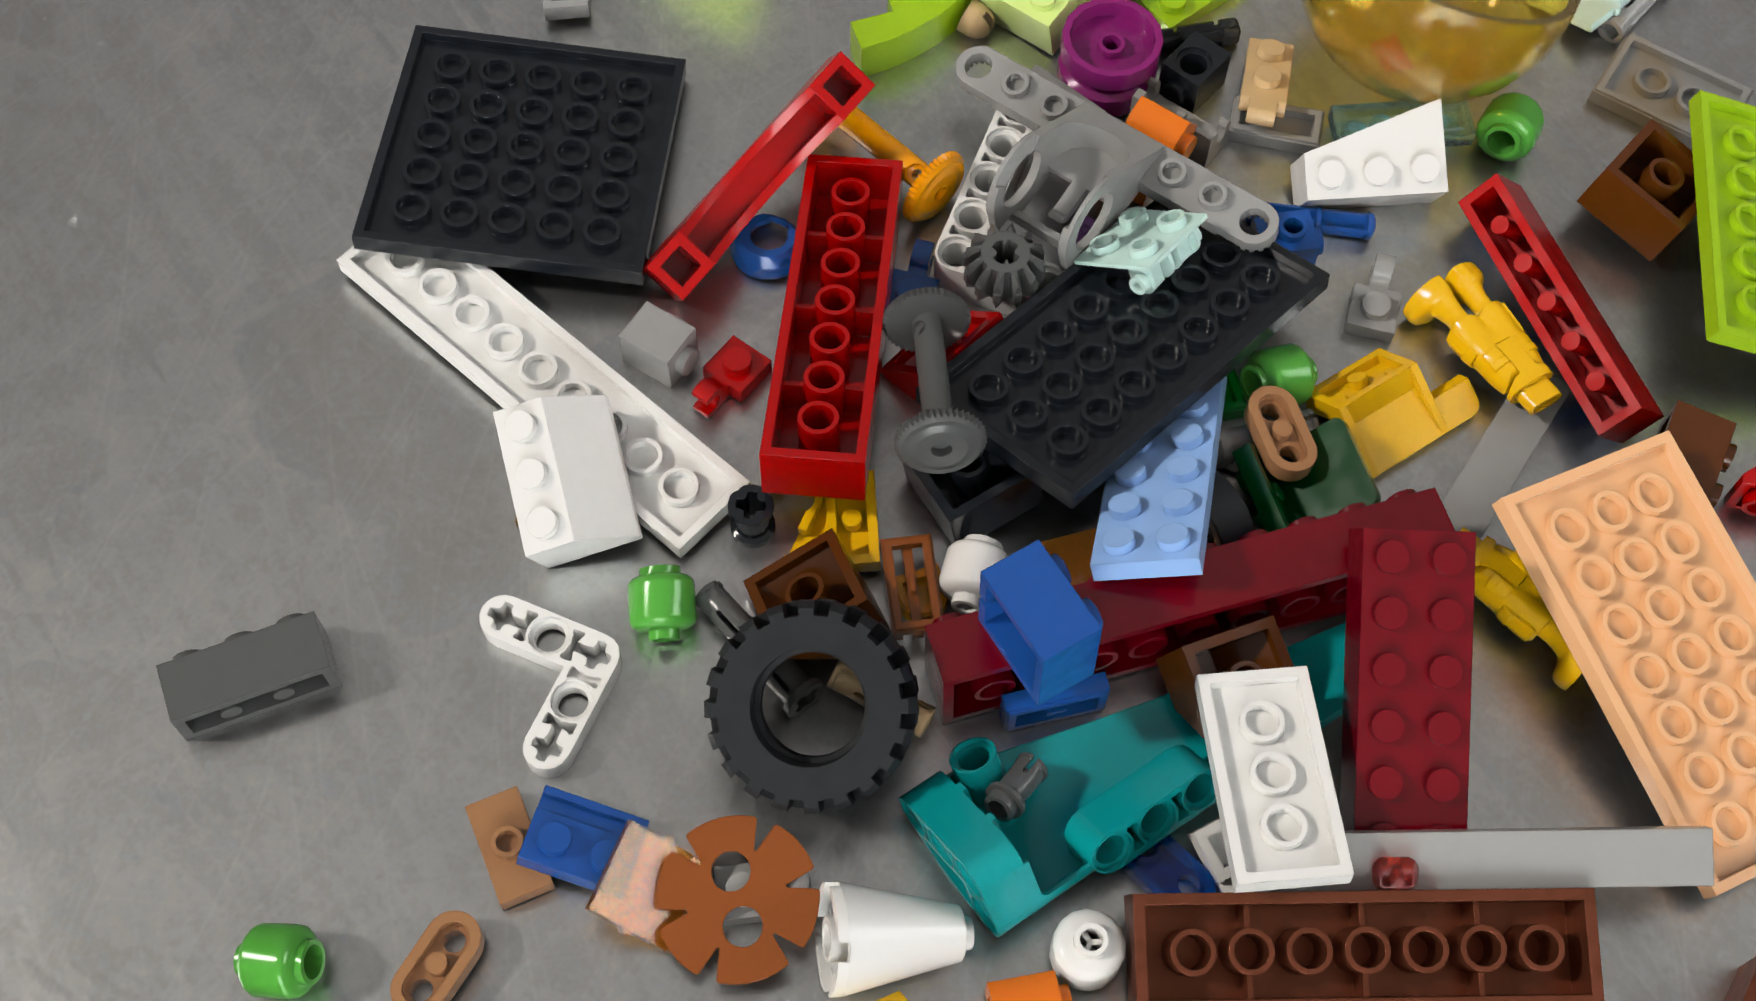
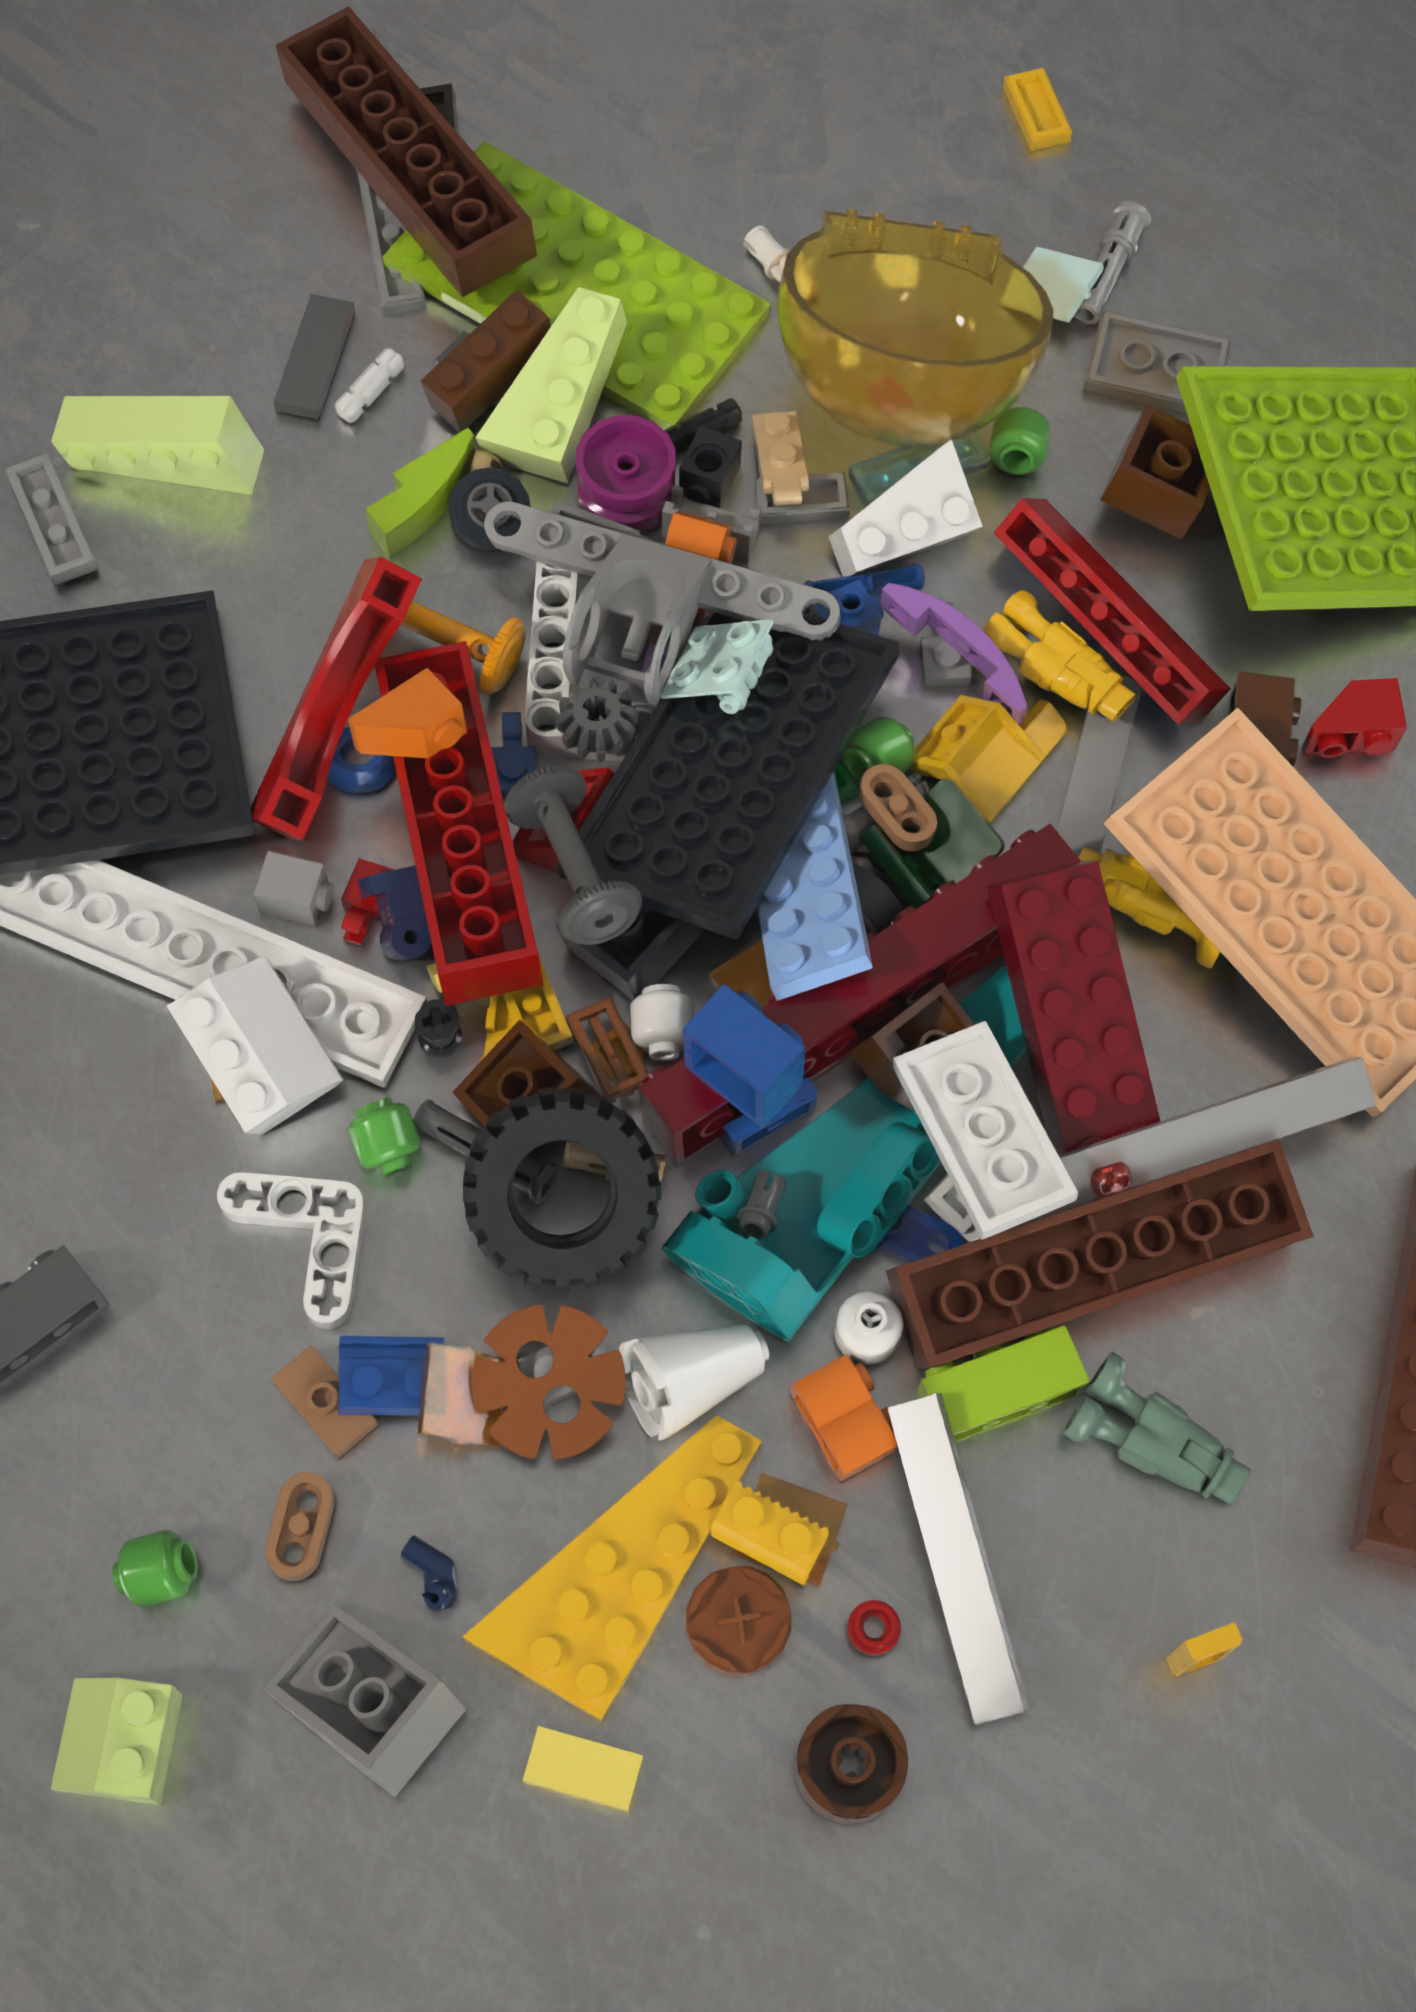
camera: 20 degrees left, 5 degrees up
(751, 391) = (401, 912): none -> dark blue leg
(819, 212) = (410, 720): none -> orange slope
(953, 39) = (482, 491): none -> black wheel
(1360, 251) = (917, 609): none -> medium lavender slope

